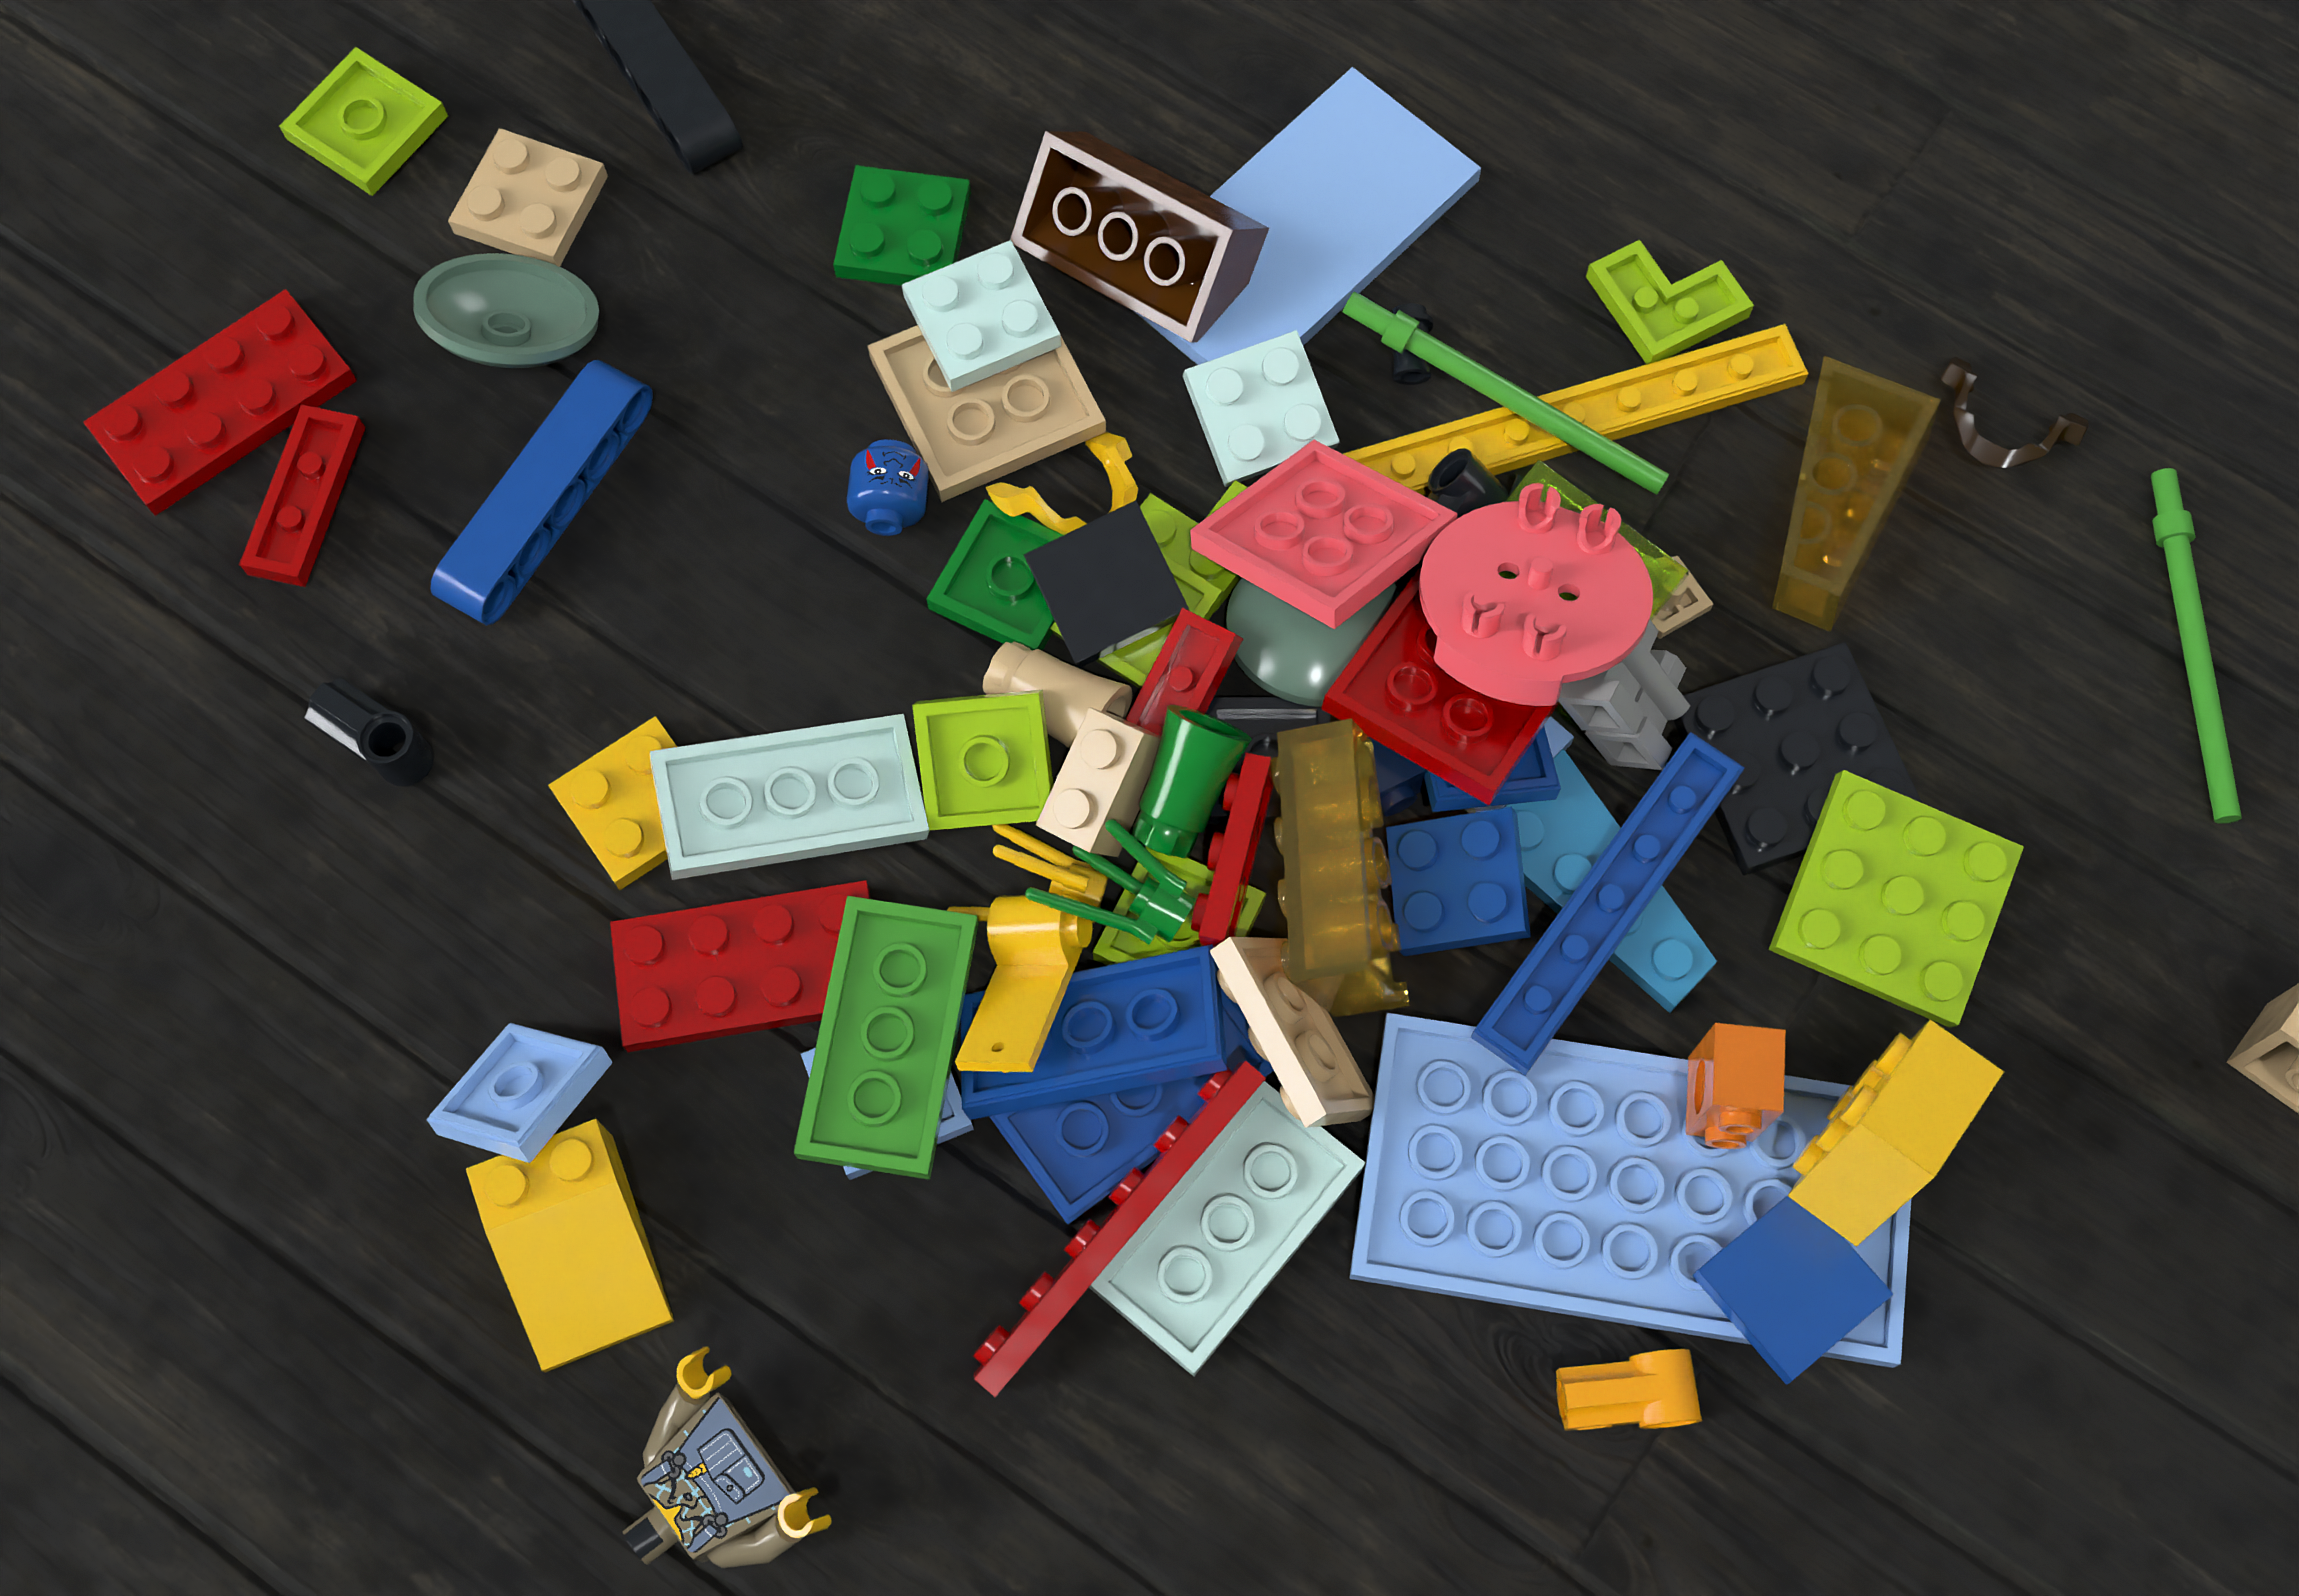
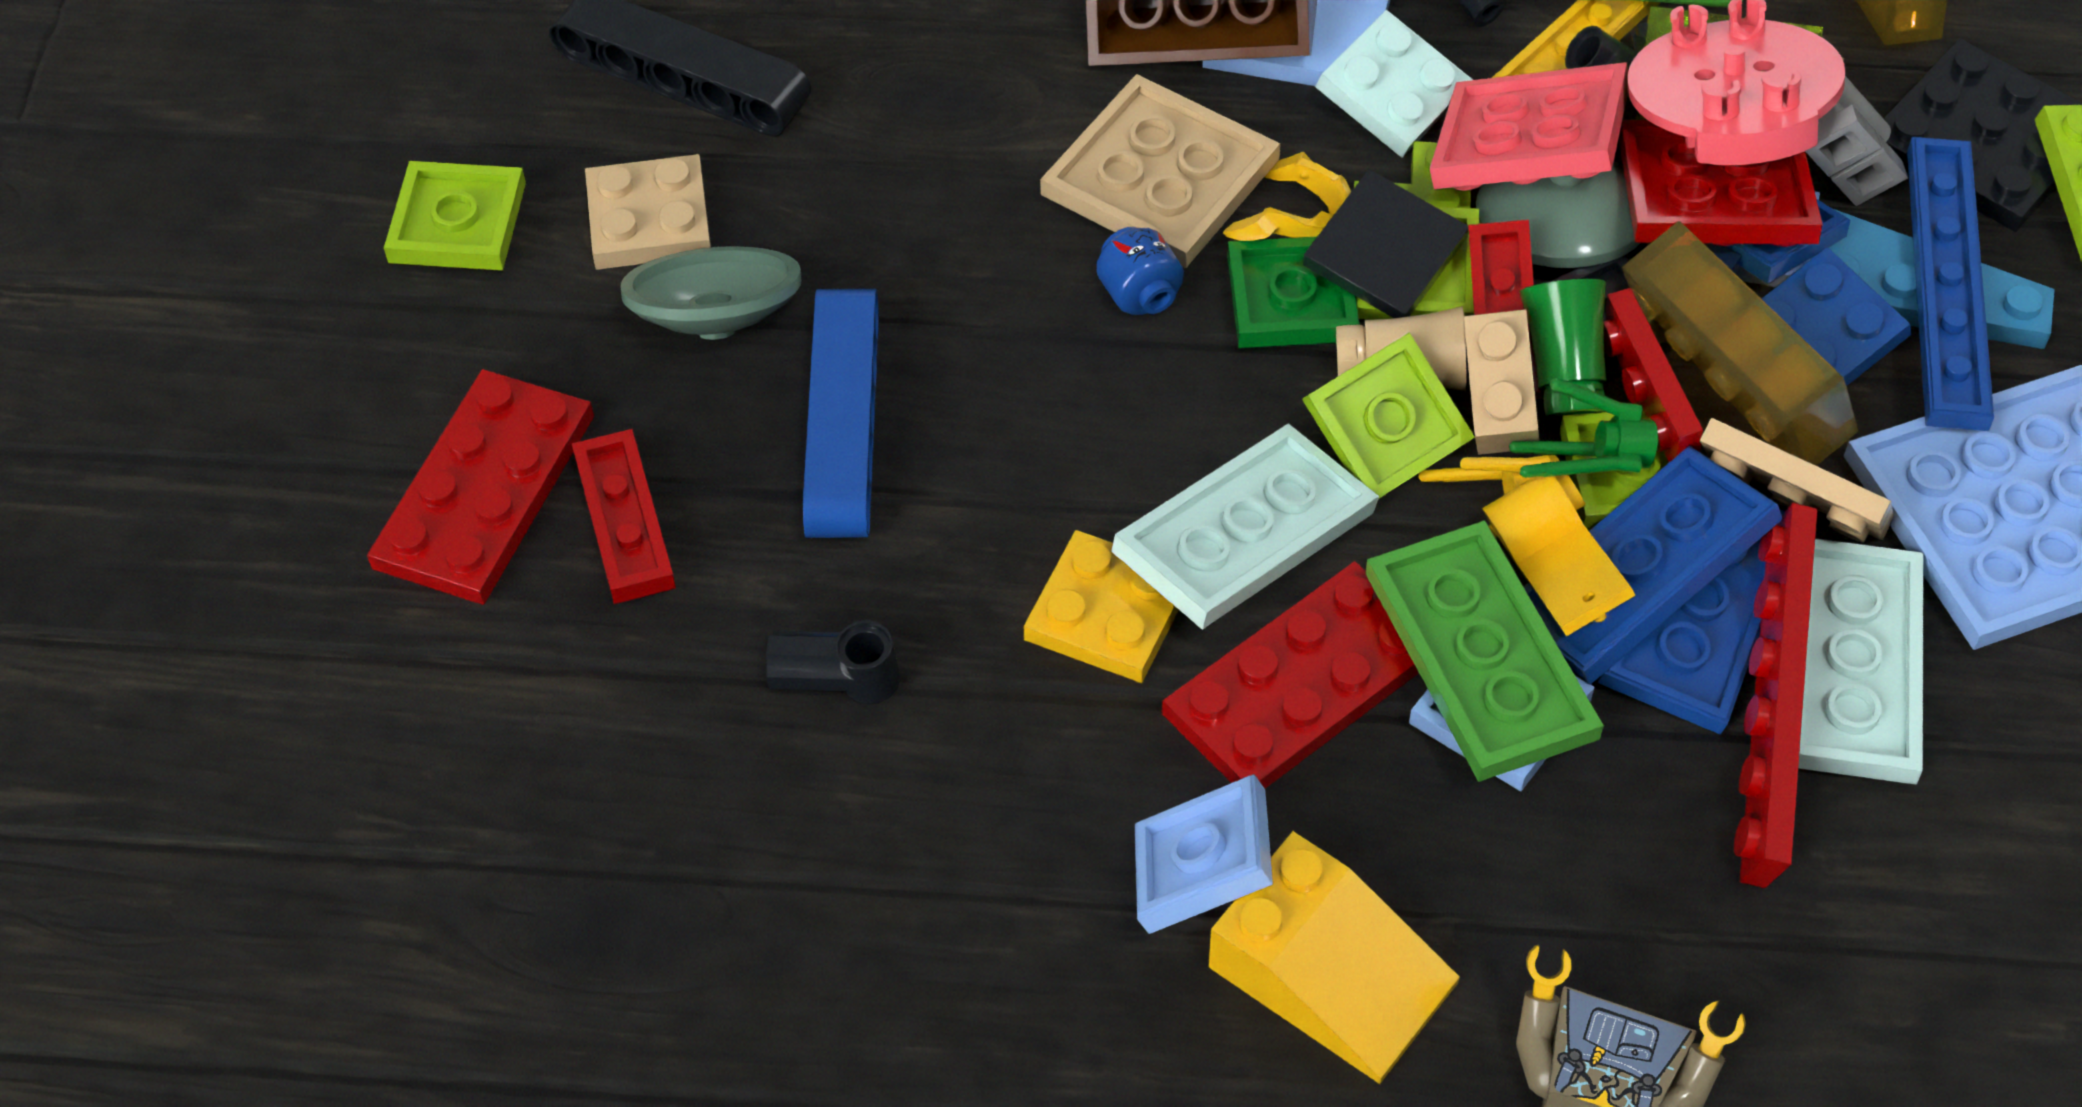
camera: 30 degrees left, 15 degrees down
(900, 225) = (993, 93): green plate -> none
(981, 315) = (1122, 113): light aqua plate -> none

